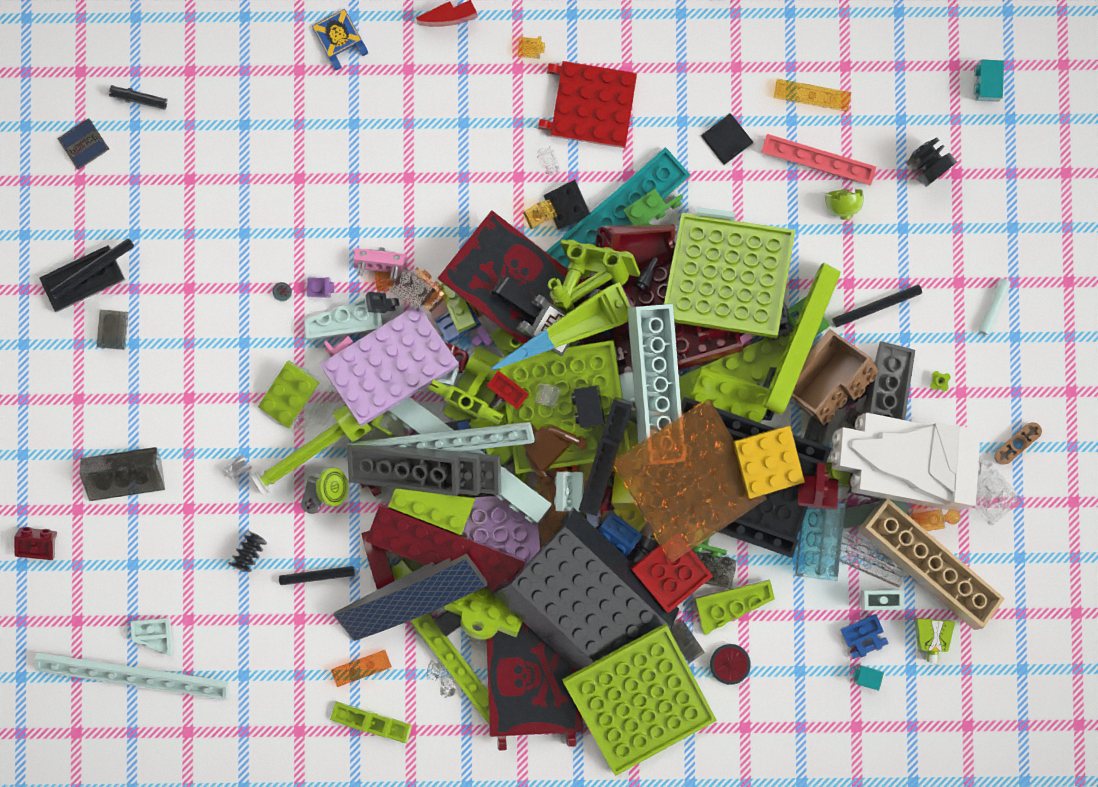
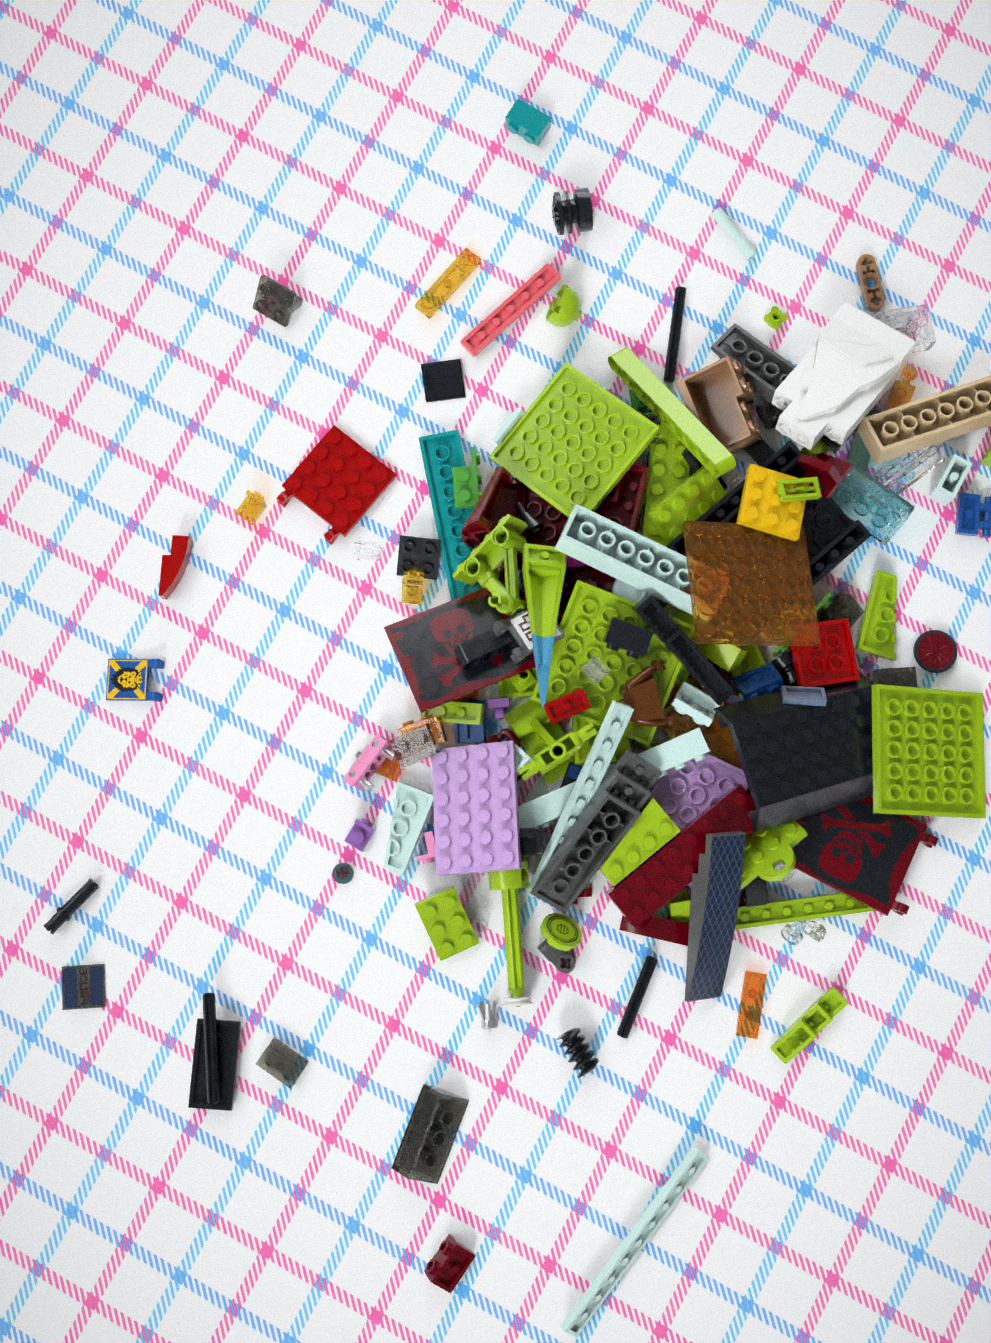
camera: 60 degrees left, 5 degrees down
(153, 634) = (605, 1194): light aqua wing -> none
(379, 303) = (409, 784): black plate -> none
(388, 424) = (531, 841): none -> black panel
(625, 573) = (803, 695): none -> sand blue tile
(779, 463) = (799, 497): none -> lime tile

